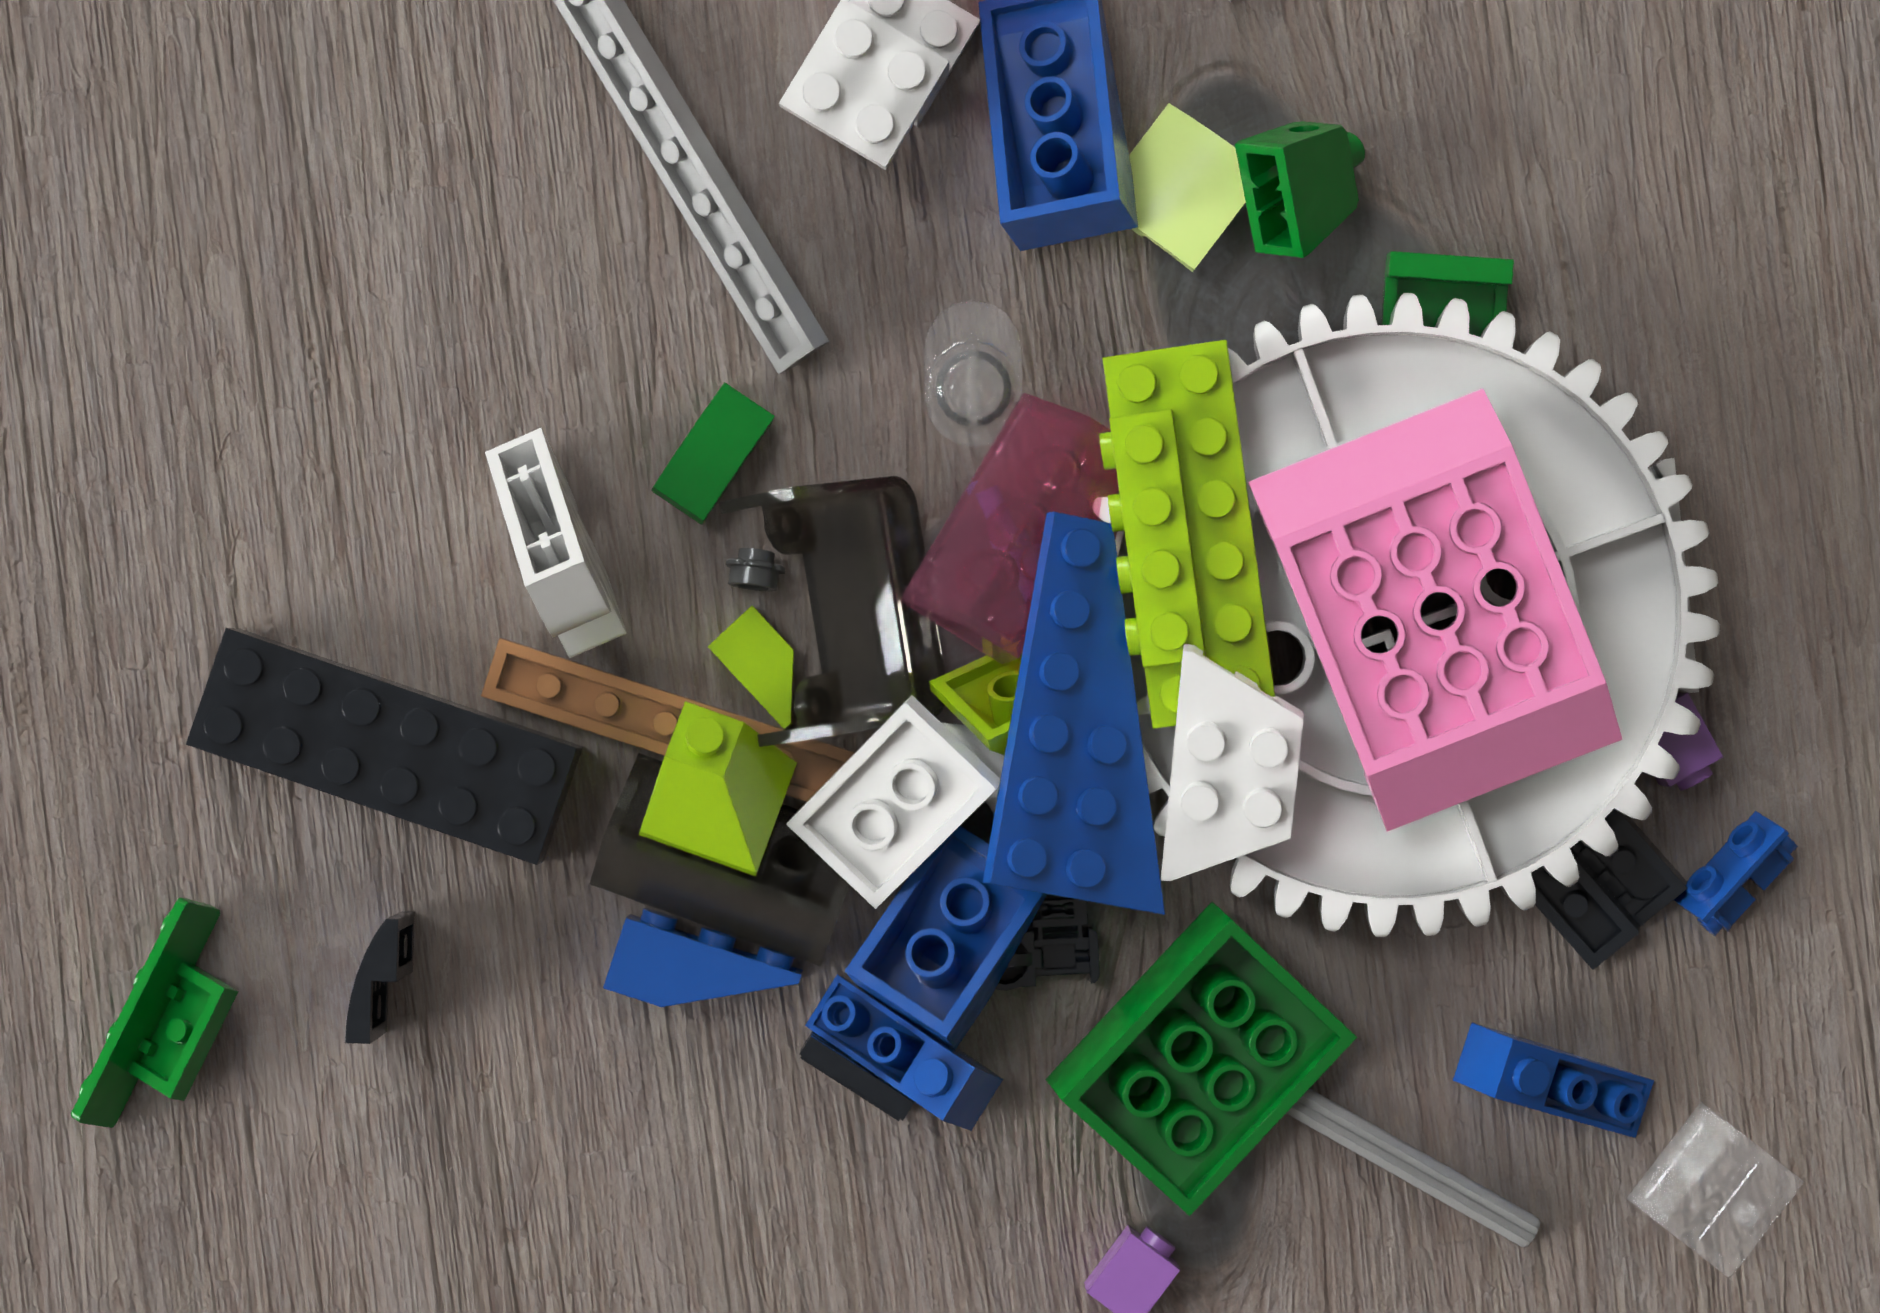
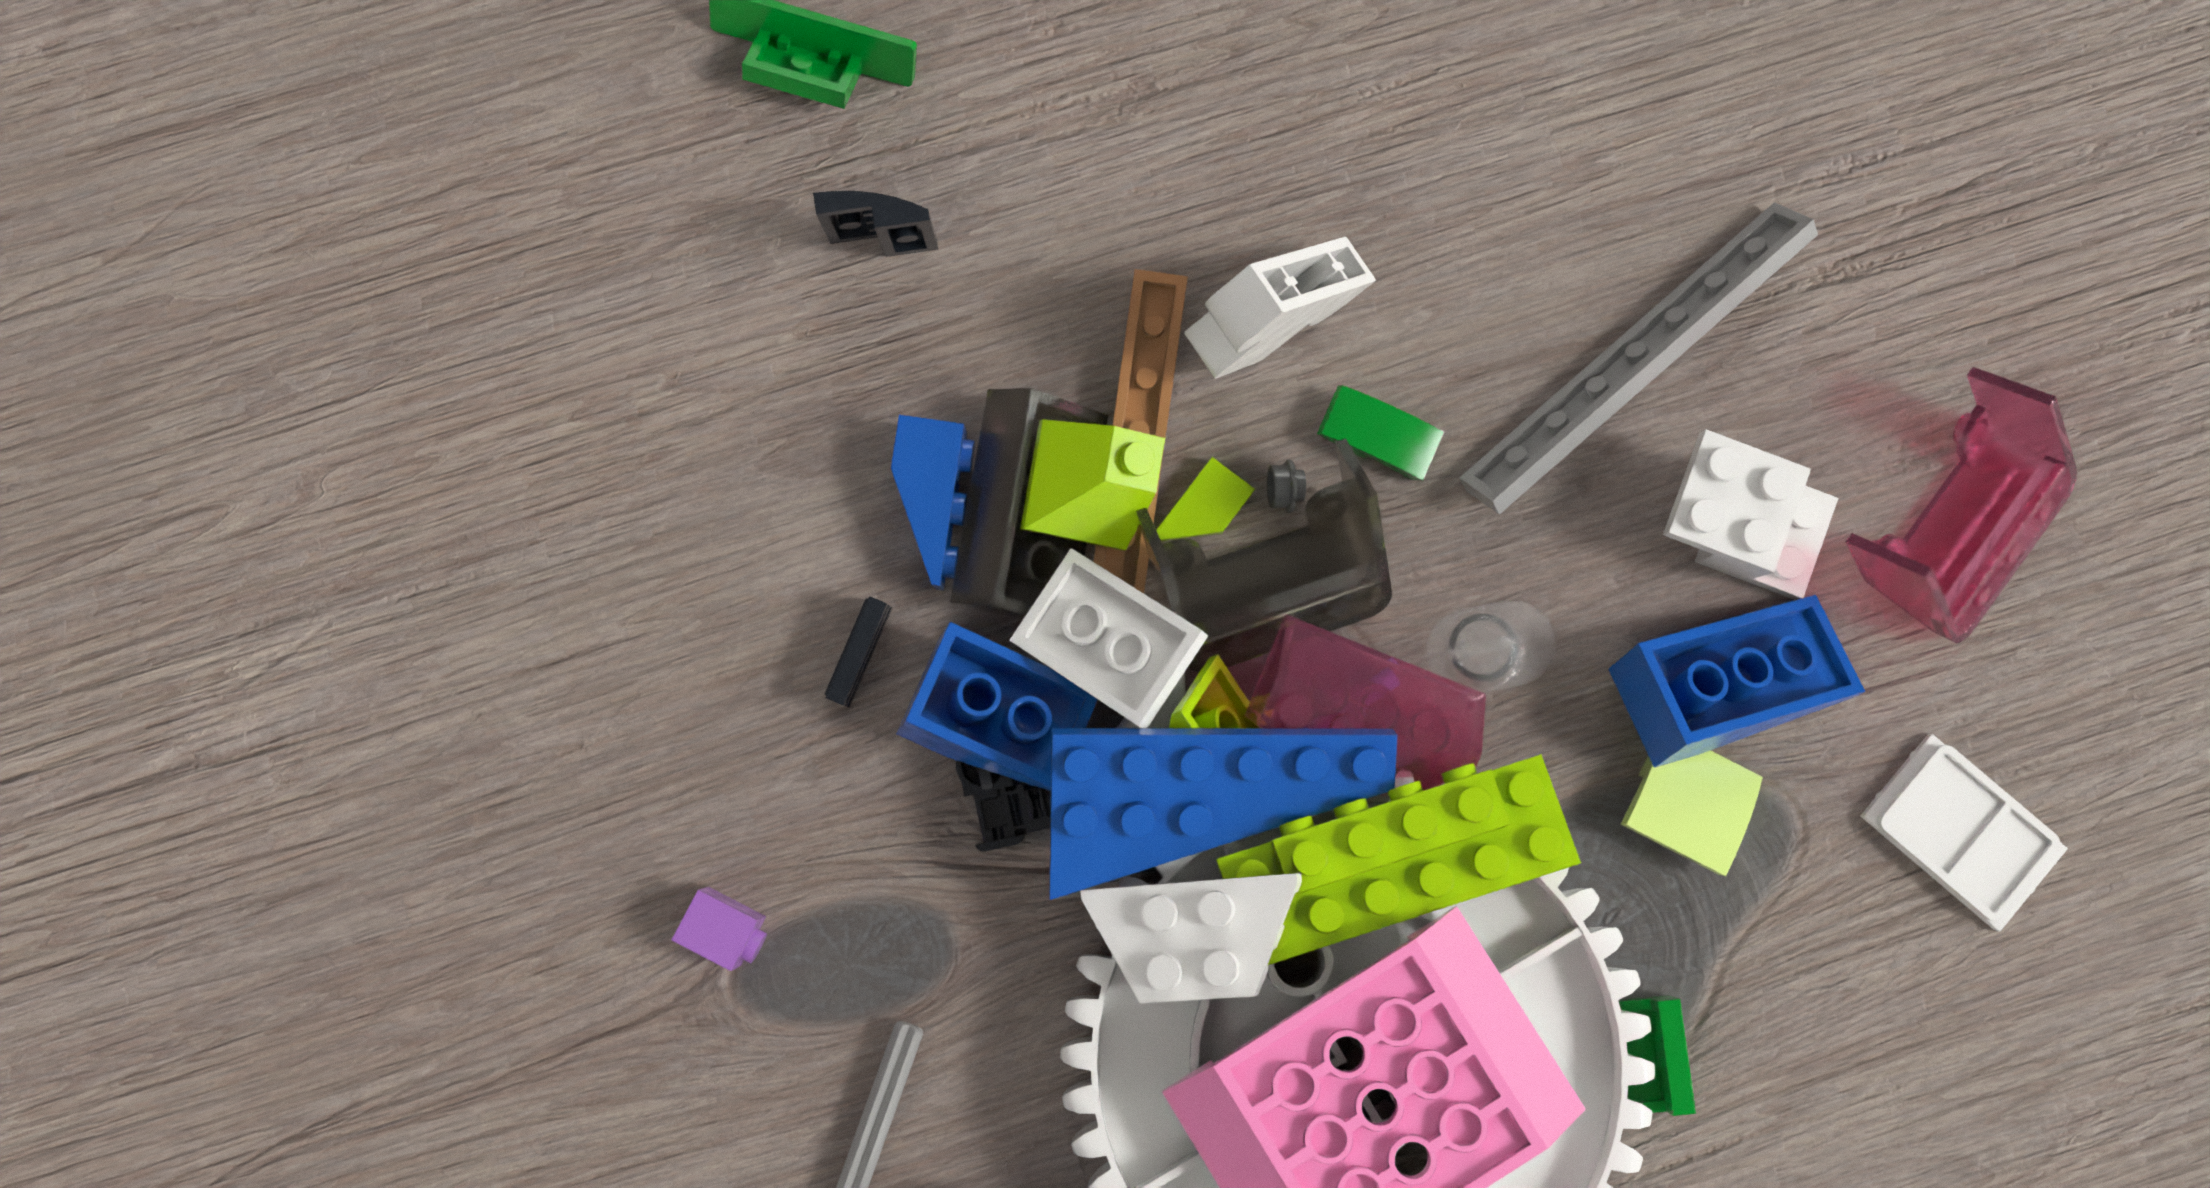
camera: 75 degrees right, 5 degrees down
(384, 745) = (1076, 195): black brick -> none
(904, 1054) = (883, 691): blue slope -> none
(1200, 1059) = (924, 956): green slope -> none
(1298, 184) = (1722, 904): green torso -> none

